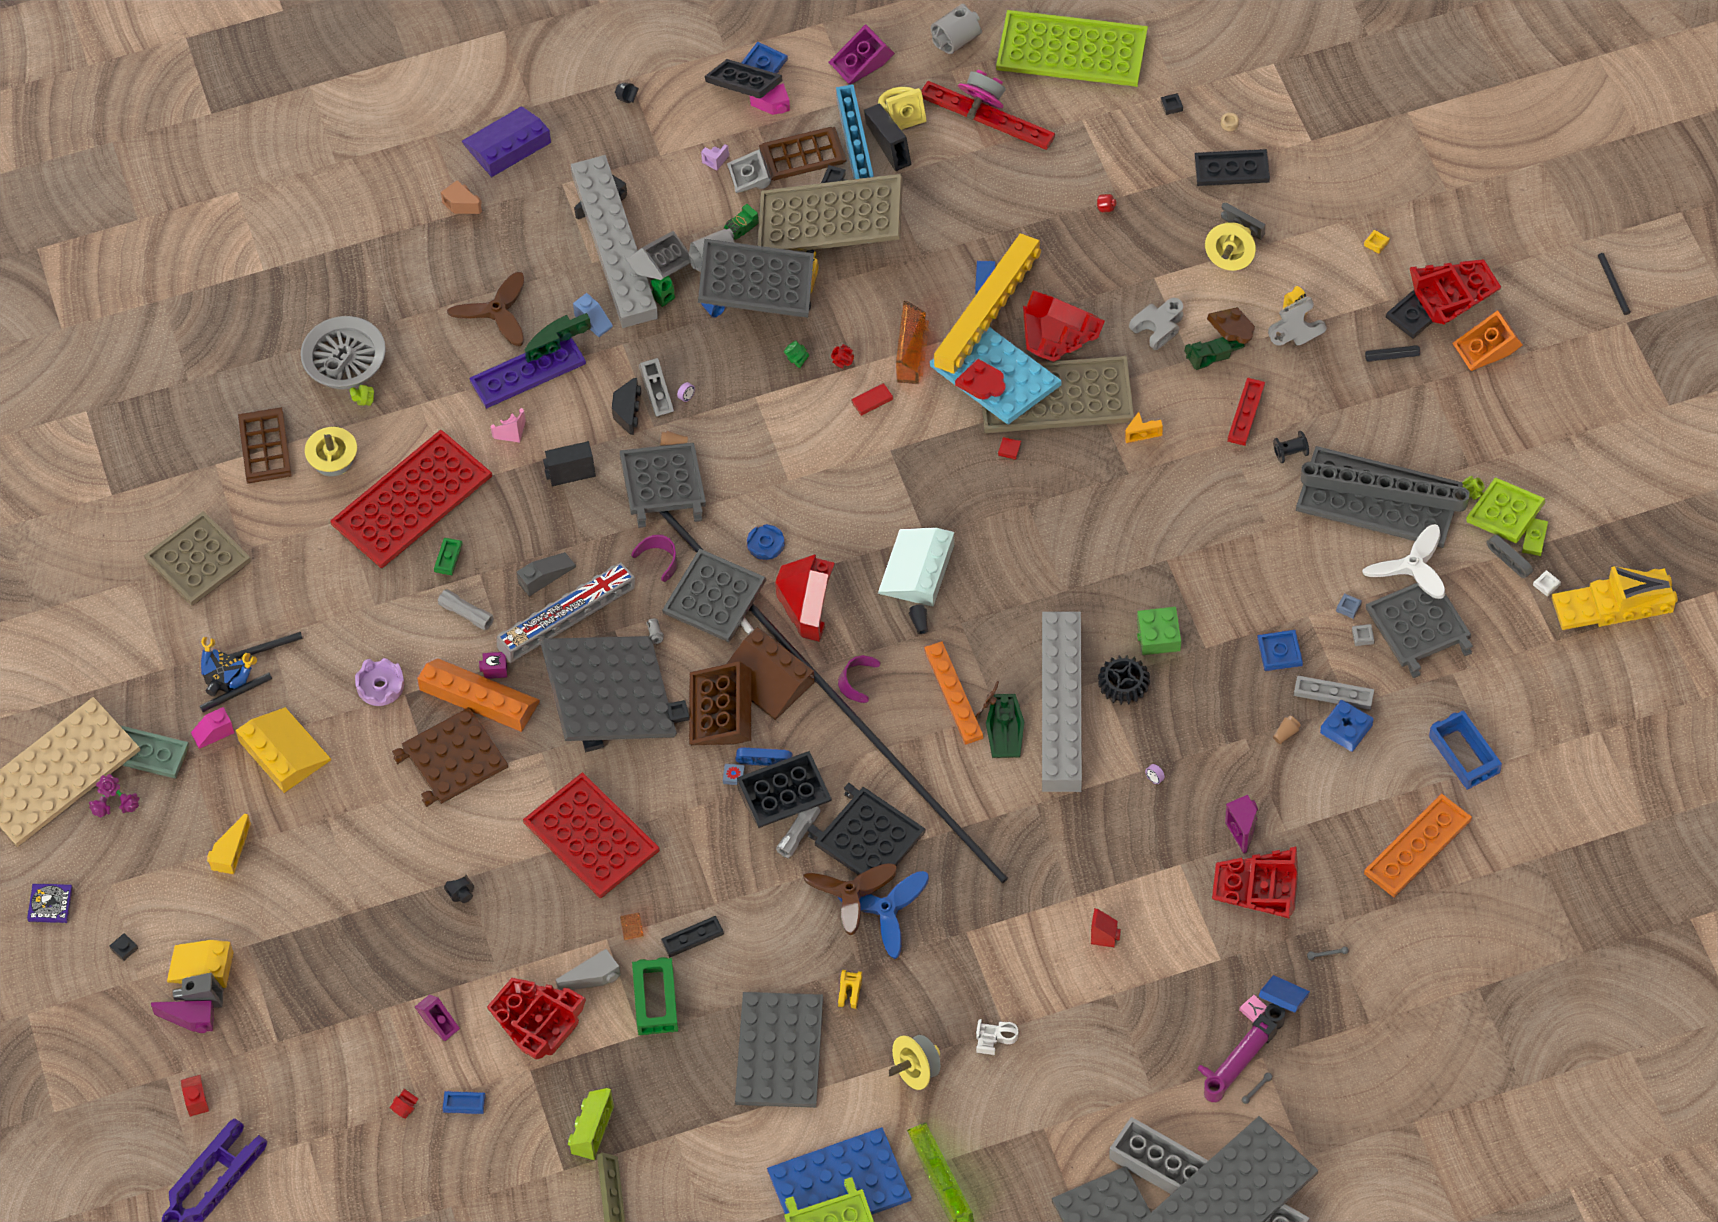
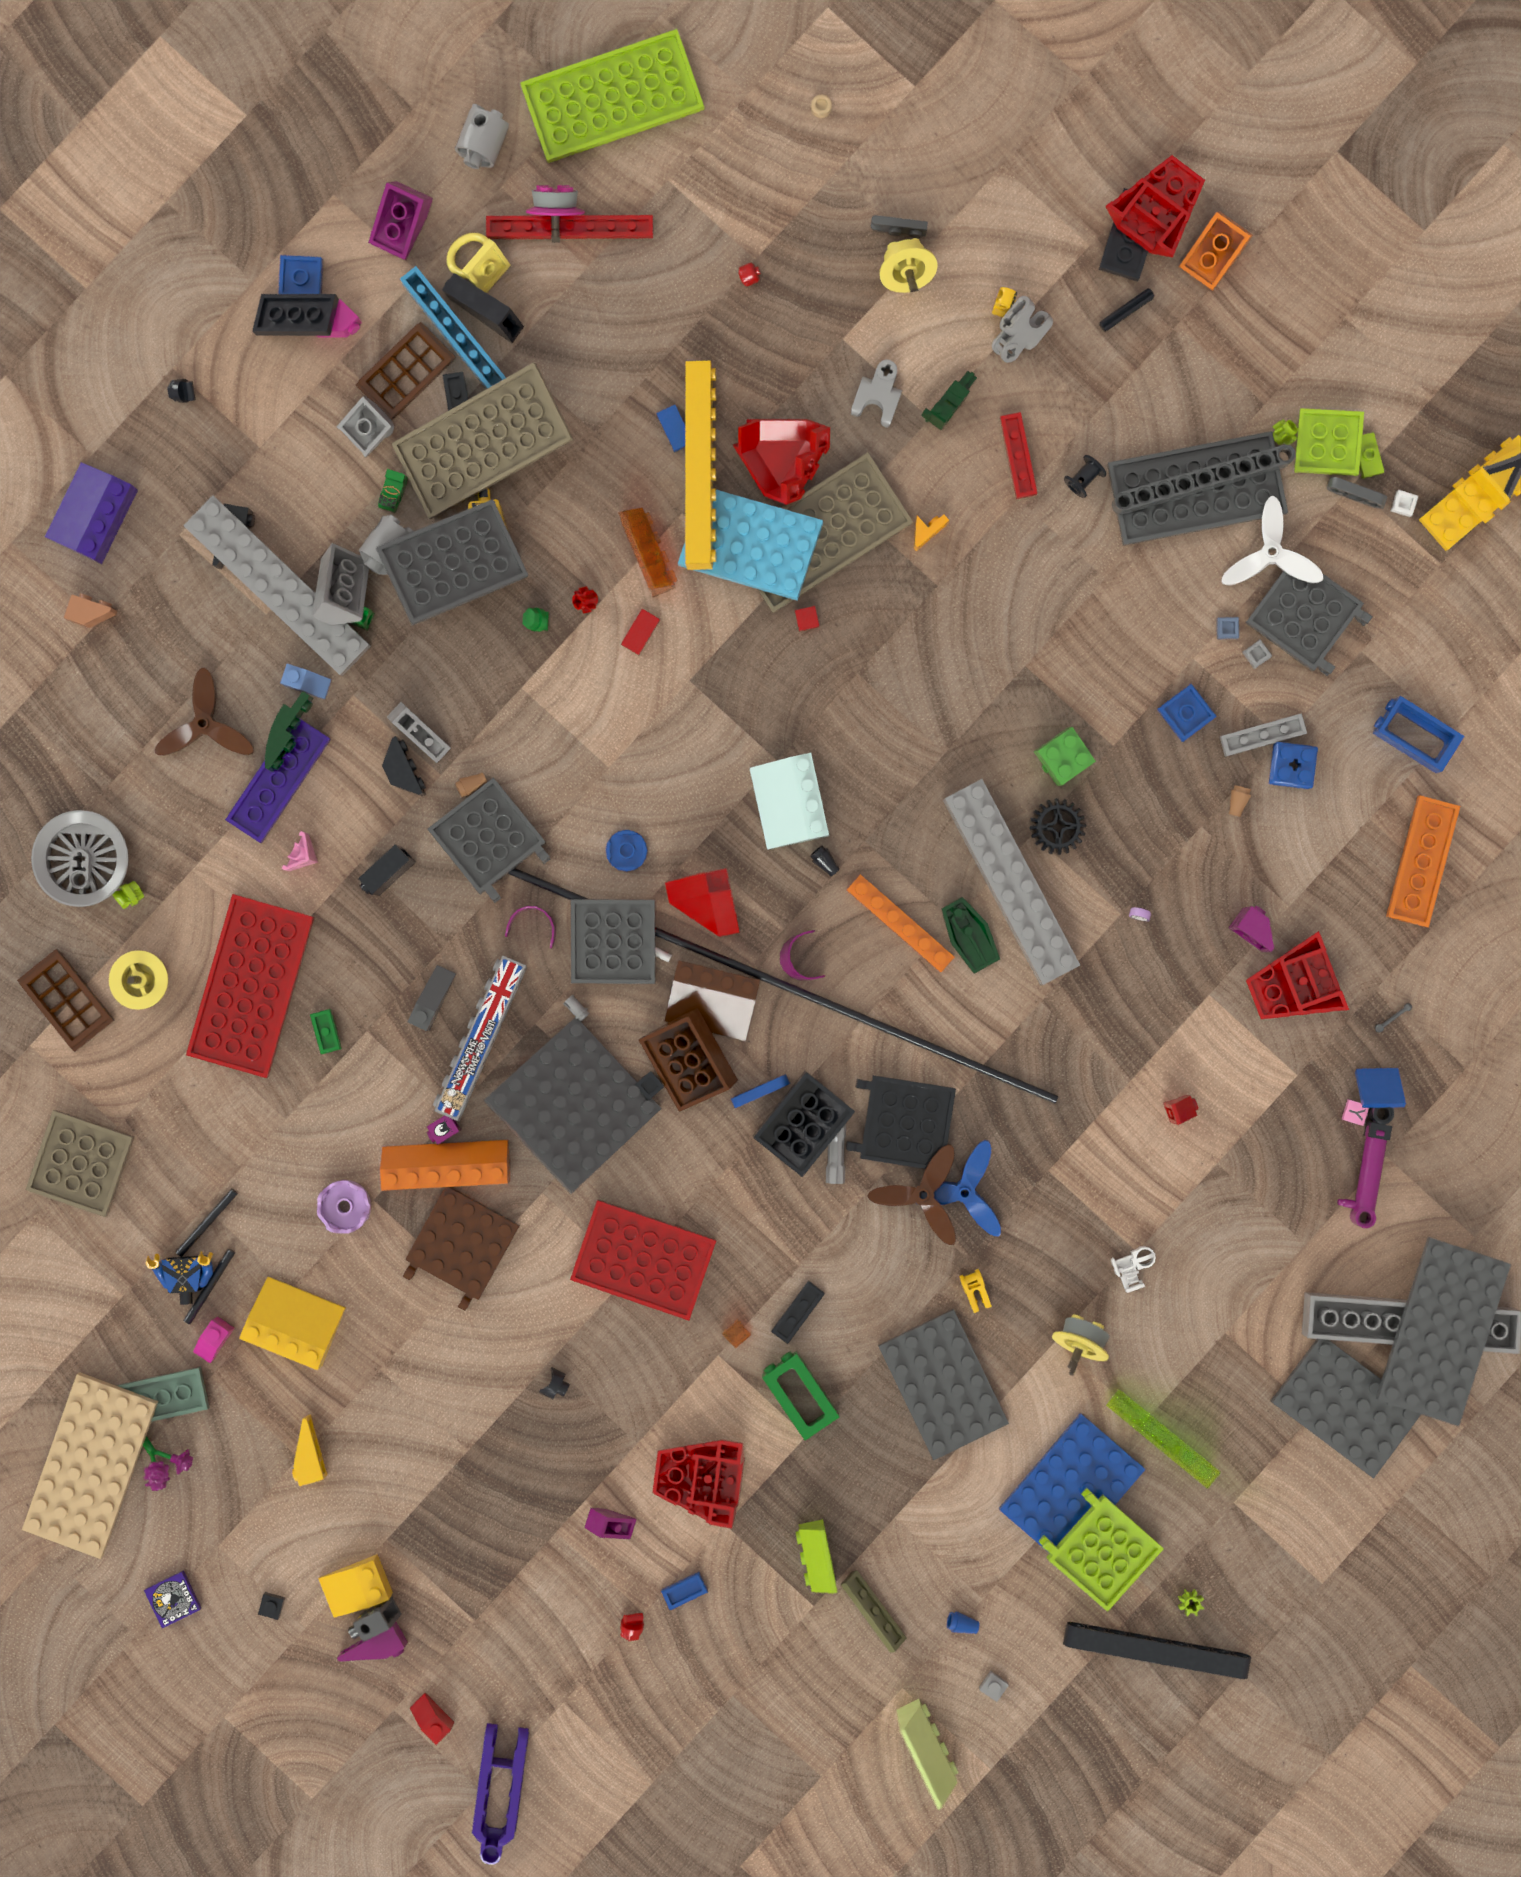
camera: 30 degrees left, 30 degrees up
(476, 615) = (373, 1081): light grey axle -> none
(591, 973) = (731, 1400): light grey slope -> none
(686, 392) = (451, 722): tile -> none
(715, 157) = (318, 422): lavender panel -> none
(731, 772) = (740, 1122): sand blue tile -> none
(981, 380) = (747, 565): red plate -> none
(990, 699) = (944, 919): reddish brown piece -> none
(1171, 104) = (752, 115): black plate -> none
(1232, 167) = (854, 164): black plate -> none
(1232, 325) = (955, 361): reddish brown plate -> none
(1267, 1077) = (1401, 1174): dark grey hinge -> none
(1376, 241) = (1044, 180): yellow tile -> none
(1614, 285) = (1304, 110): black bar -> none

